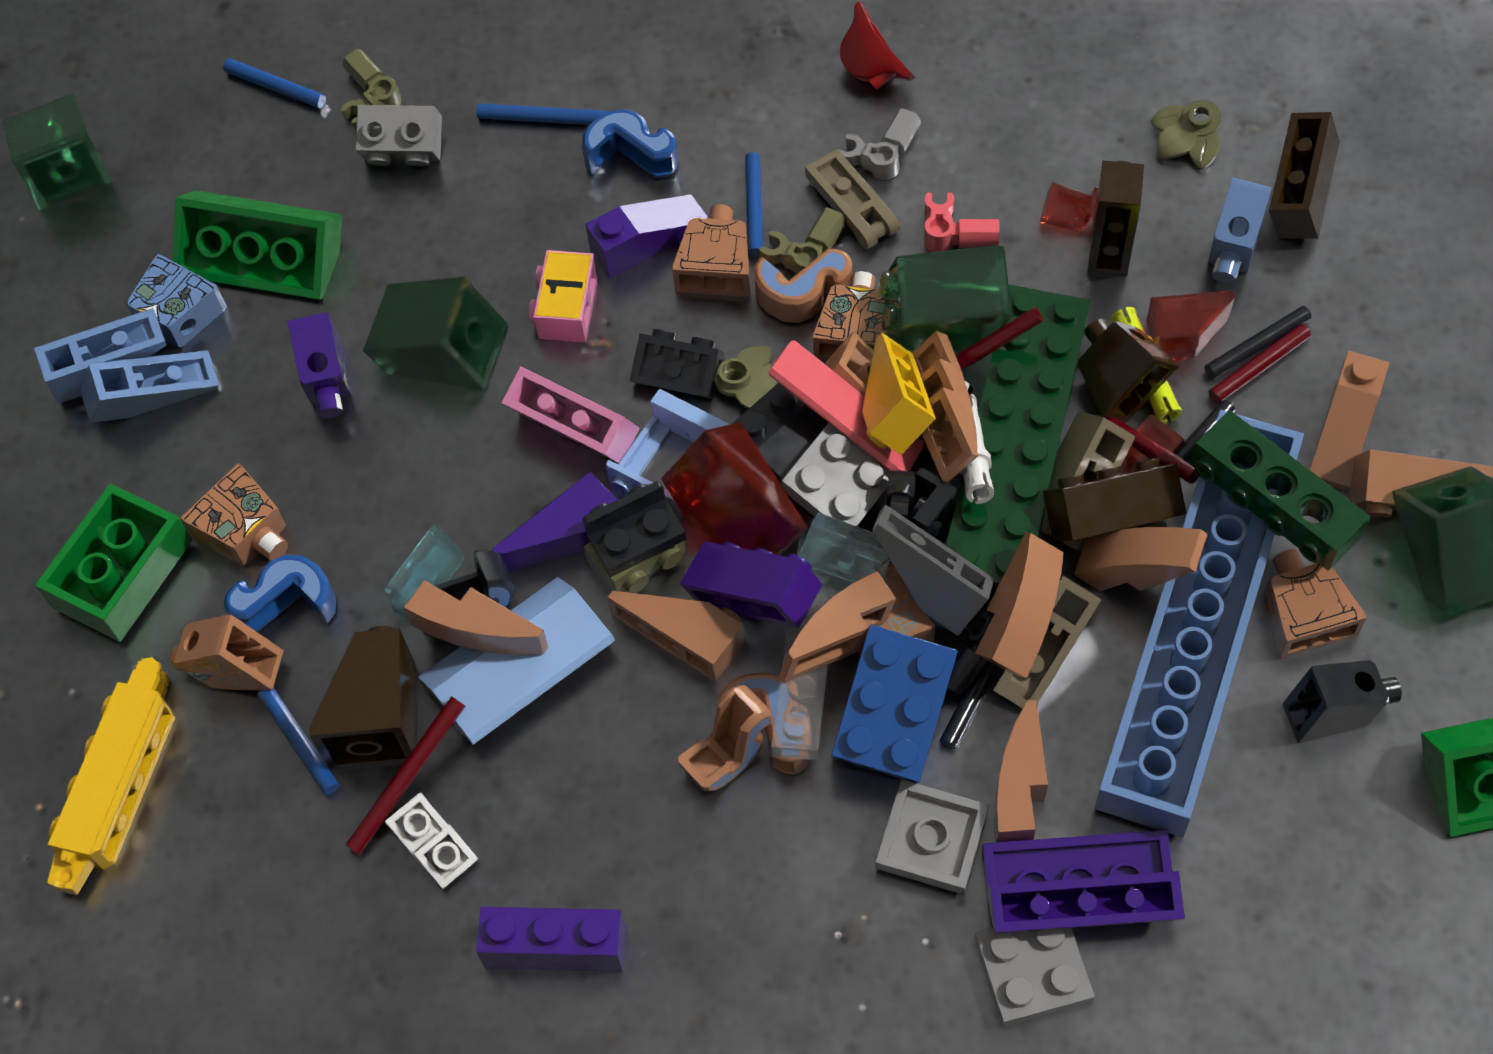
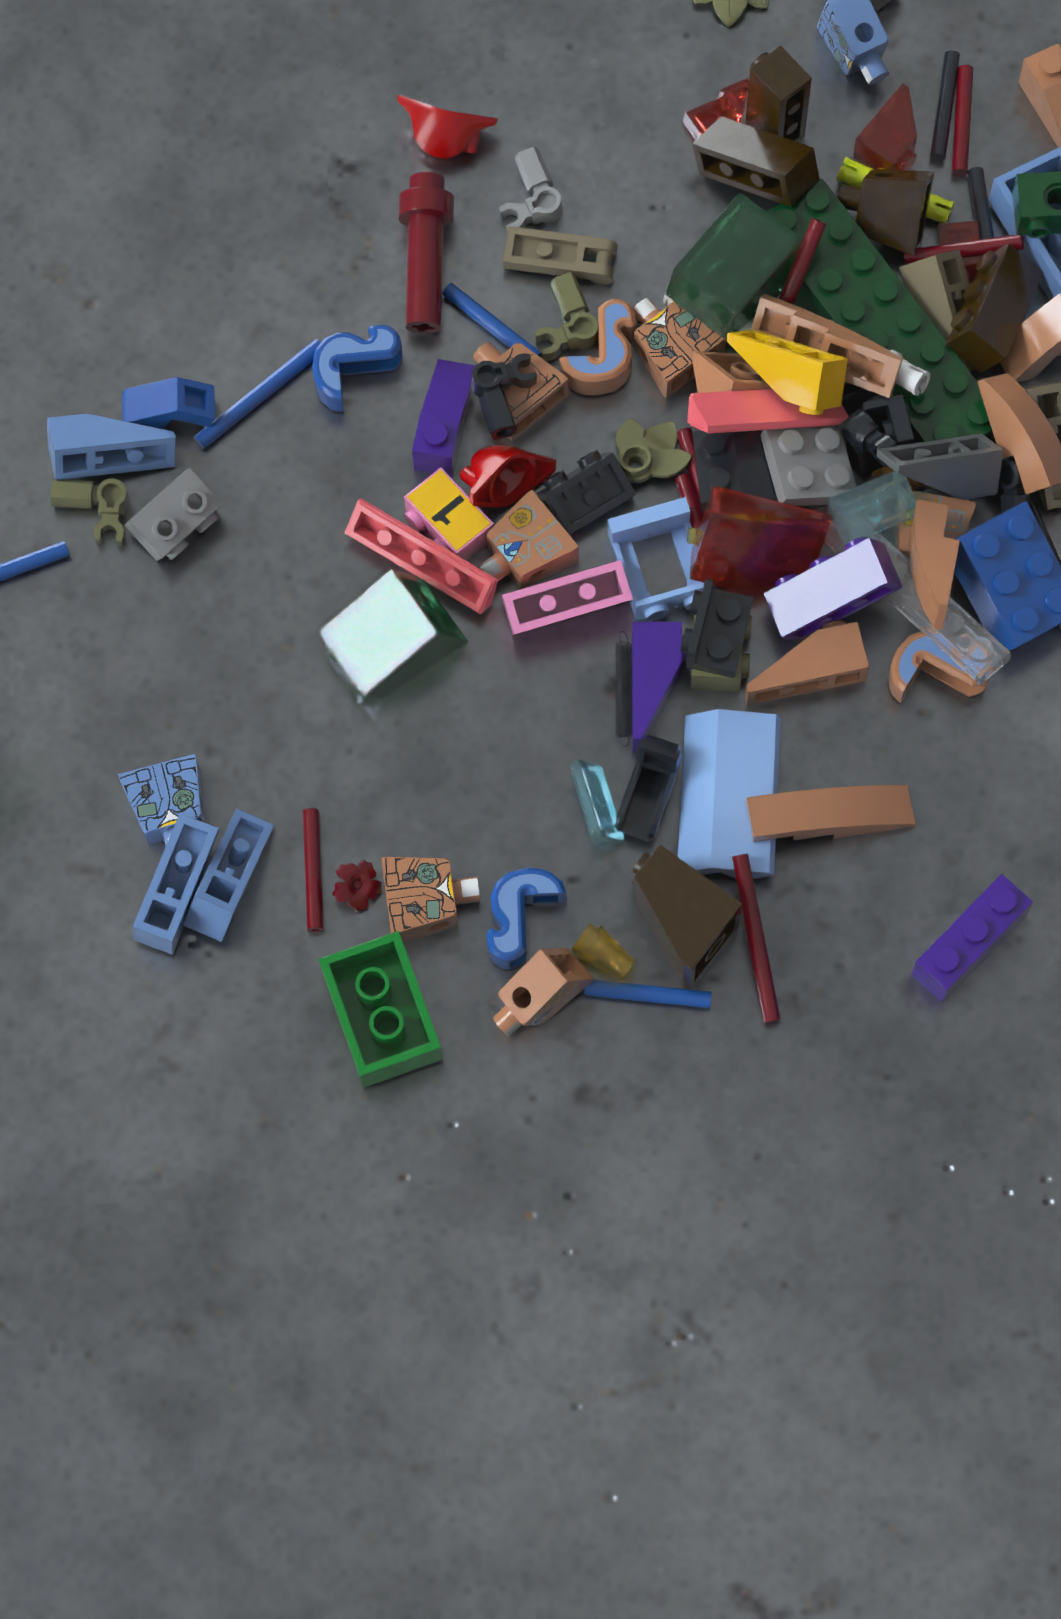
camera: 50 degrees left, 10 degrees up
(111, 778) = (563, 1141): yellow hinge -> none
(203, 437) = (313, 872): none -> dark red piece
(210, 468) = (357, 884): none -> dark red plant
(256, 243) = (170, 697): green slope -> none
(302, 675) = (602, 951): none -> clear yellow cone
(320, 362) = (334, 723): dark purple torso -> none
(412, 55) = (102, 446): none -> medium blue slope
(431, 841) = (816, 964): white slope -> none
(473, 622) = (691, 794): nougat slope -> none
(486, 64) = (167, 400): none -> blue slope
(512, 301) = (421, 556): none -> coral slope
(566, 742) = (830, 812): none -> nougat slope
(593, 360) = (529, 544): none -> nougat torso
(631, 301) = (504, 474): none -> red hat
(688, 226) = (489, 383): none -> black bar
(733, 741) = (934, 704): nougat animal -> none
(792, 91) = (426, 212): none -> dark red piece
(942, 233) = (651, 220): coral bar -> none
(1056, 248) = (756, 161): none -> dark brown brick

